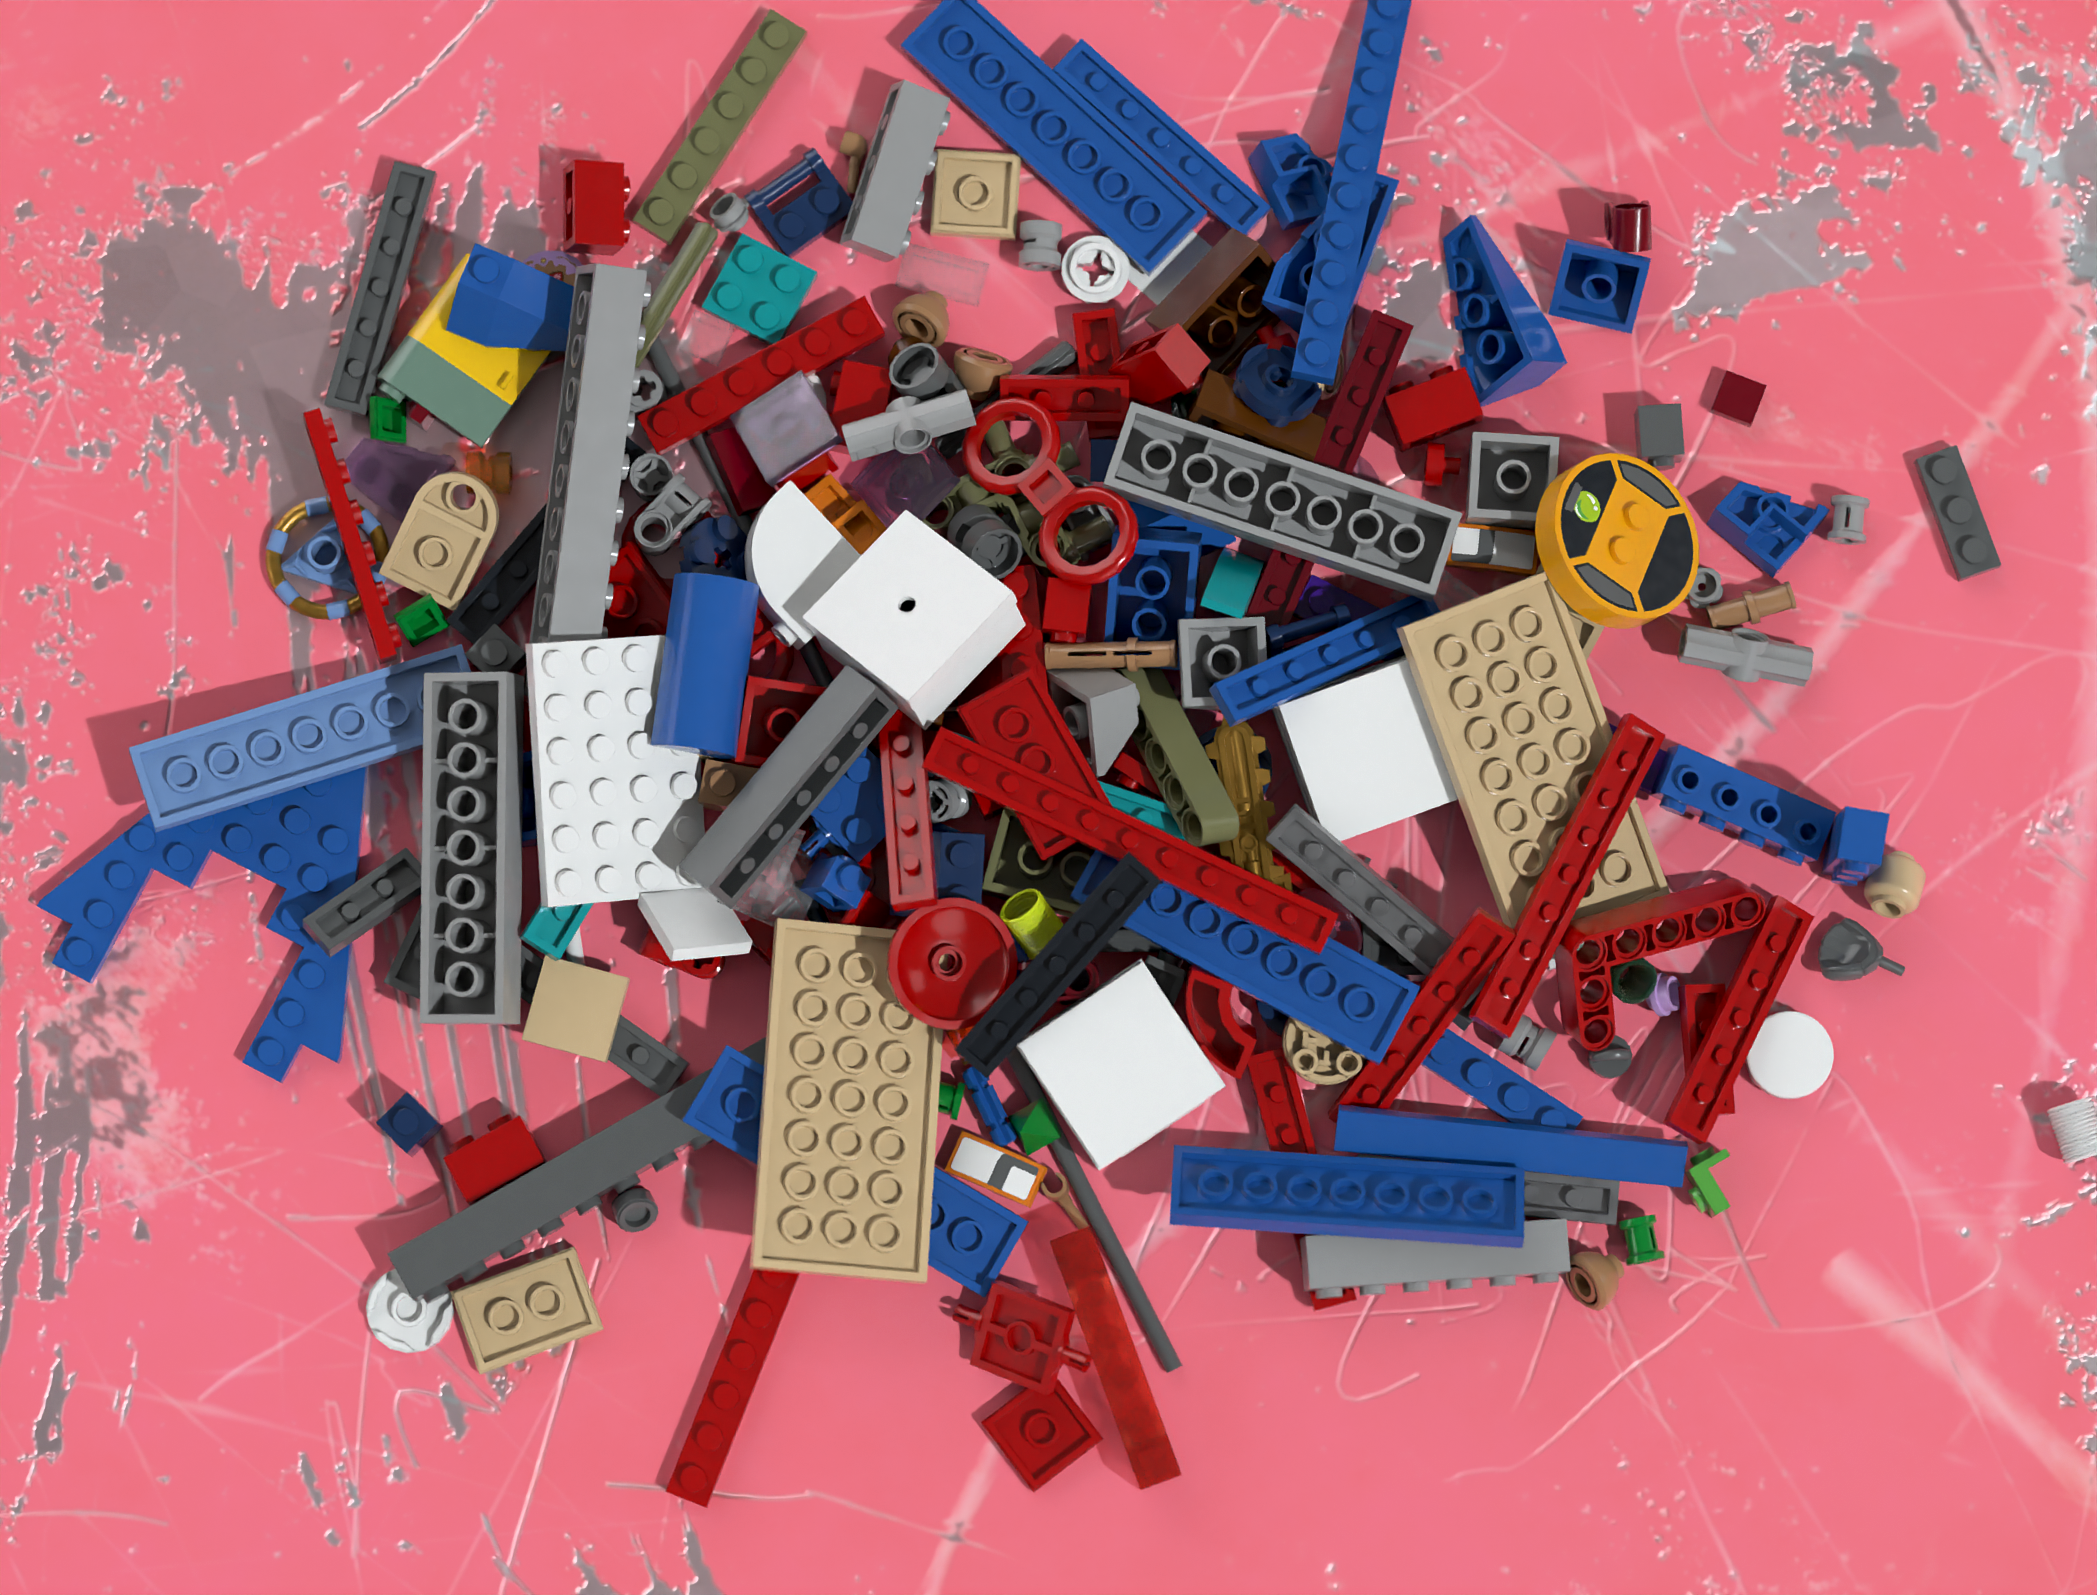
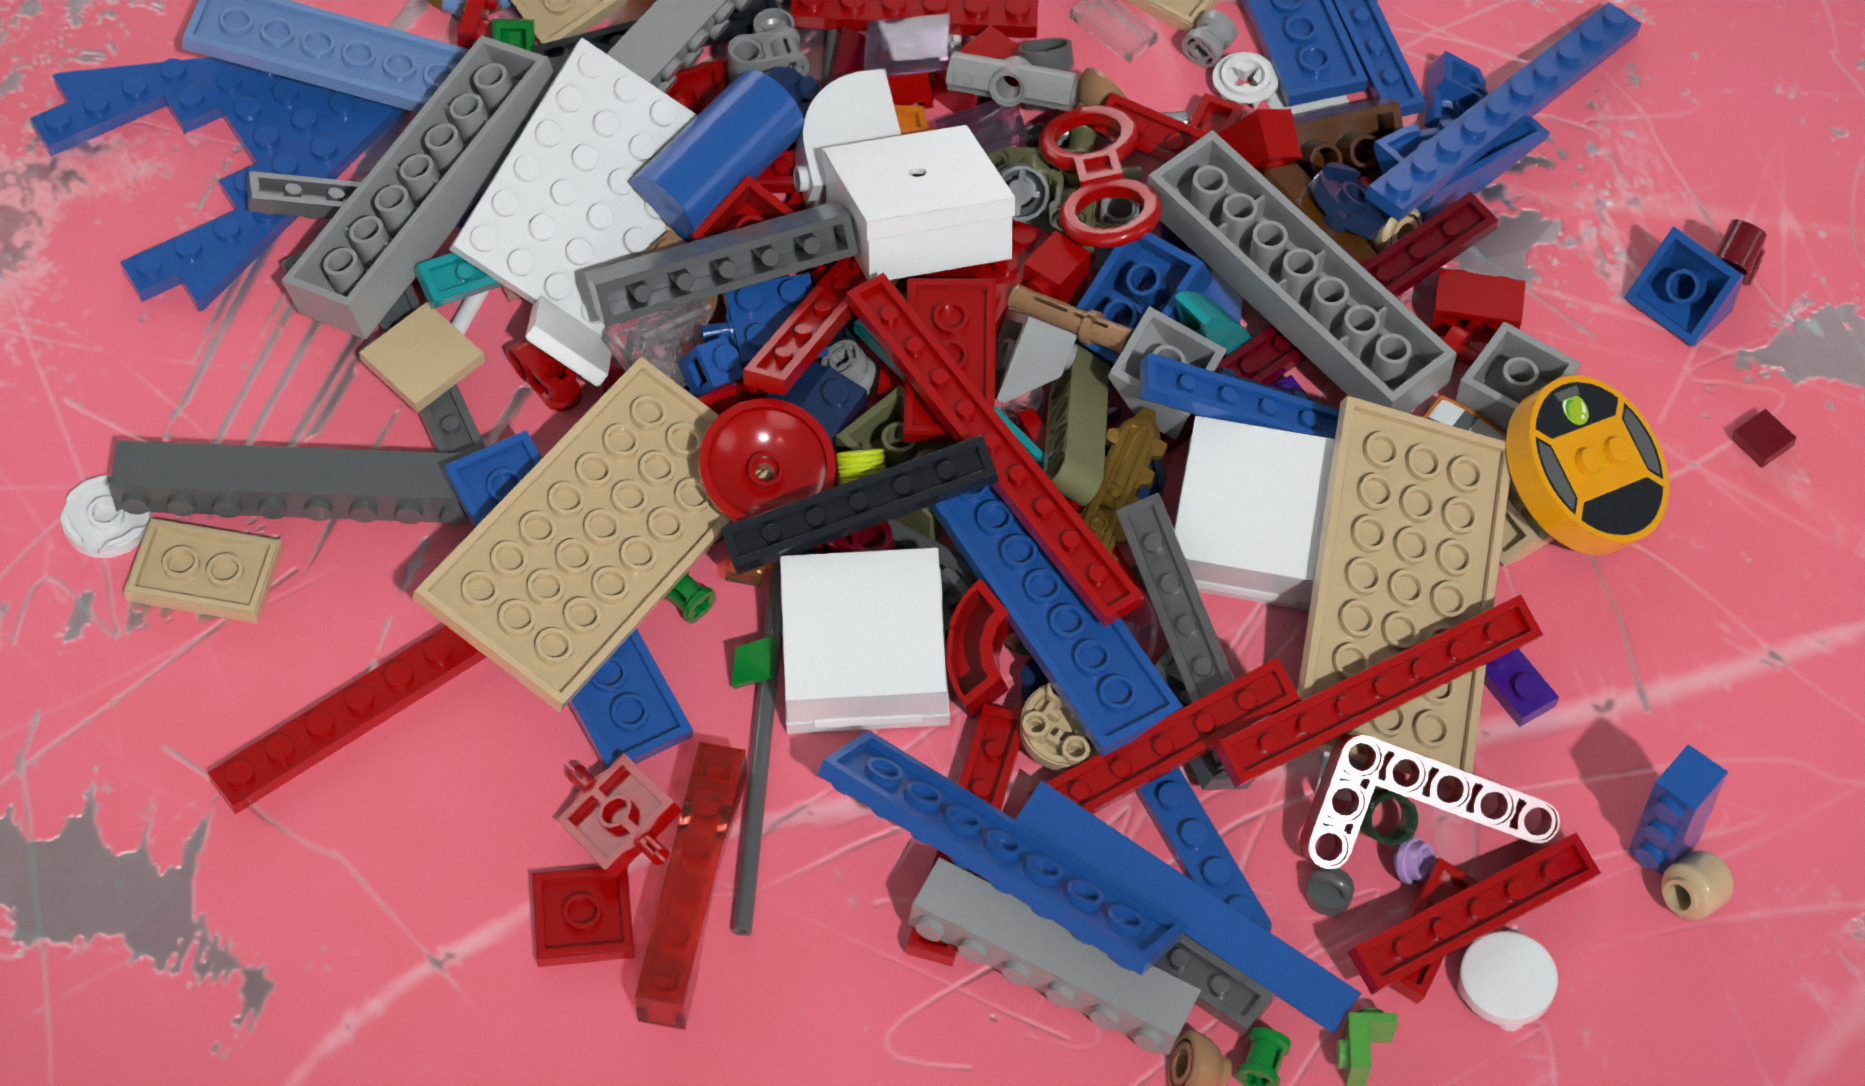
camera: 25 degrees right, 25 degrees down
(409, 1124) = (217, 372): dark blue brick -> none
(494, 1158) = (267, 425): red brick -> none
(634, 1209) = (355, 537): dark grey tile -> none
(923, 317) = (1082, 31): medium nougat brick -> none
(989, 1107) = (724, 626): blue axle -> none
(996, 1169) = (696, 677): slope -> none
(1065, 1202) = (738, 730): medium nougat hand -> none
(1502, 328) = (1579, 277): blue wedge -> none
(1535, 1048) = (1257, 831): light grey wheel -> none
(1659, 435) = (1677, 420): dark grey brick -> none
(1713, 590) = (1648, 550): light grey plate -> none
(1742, 804) = (1582, 736): blue brick -> none
(1745, 654) = (1657, 625): light grey piece -> none
(1751, 606) = (1684, 596): medium nougat pin -> none
(1765, 525) = (1733, 542): blue slope -> none
(1843, 506) = (1817, 573): light grey bush -> none
(1852, 952) = (1622, 924): dark grey piece -> none

